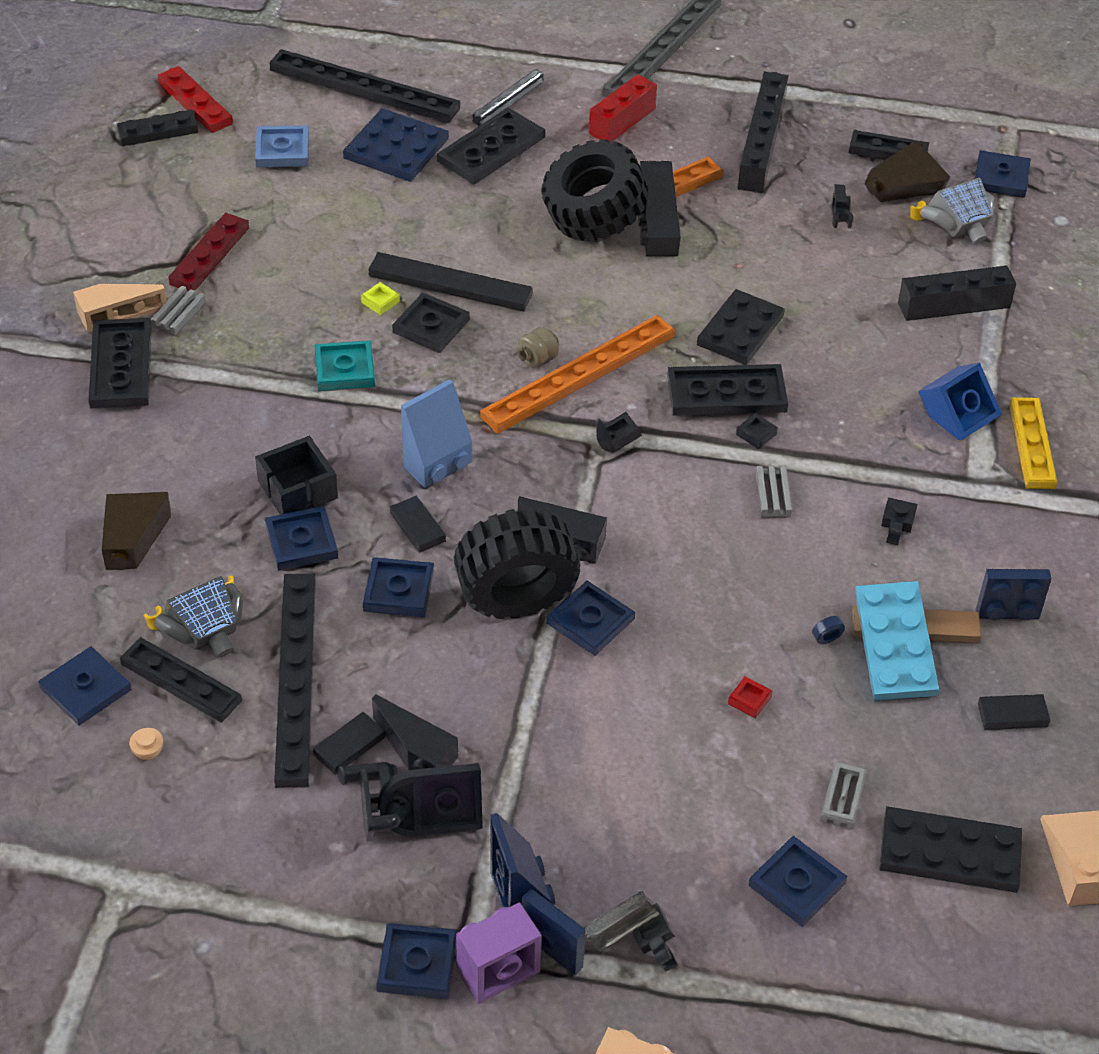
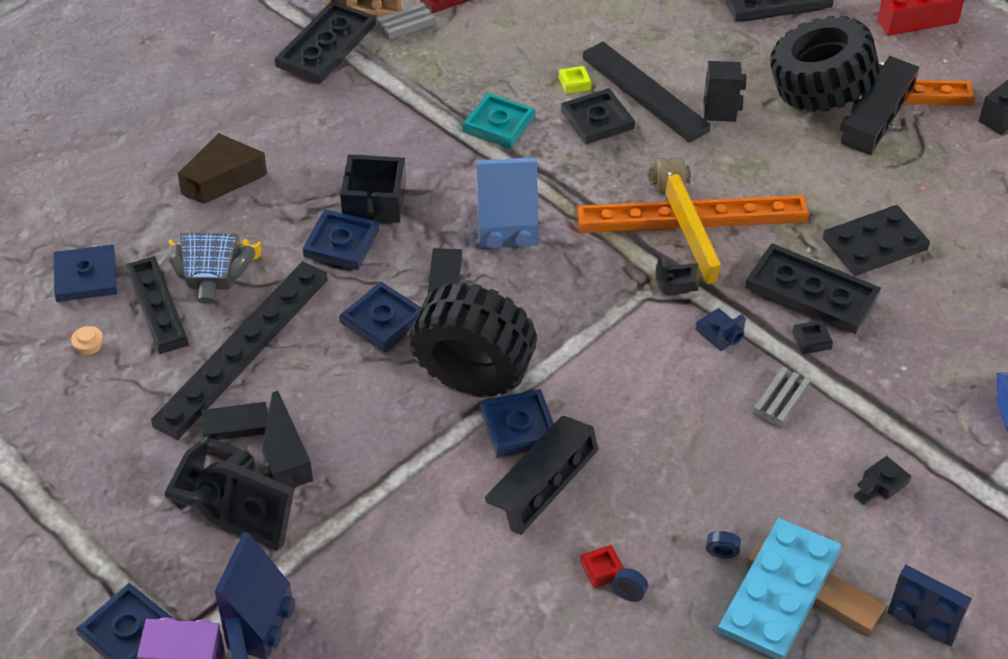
camera: 35 degrees right, 0 degrees up
(526, 252) = (723, 90): none -> black brick
(585, 528) = (566, 344): black slope -> none
(597, 383) = (693, 229): none -> yellow tile
(646, 645) = (543, 472): none -> black panel
(684, 459) = (721, 329): none -> dark blue bracket
(786, 698) = (630, 585): none -> dark blue tile

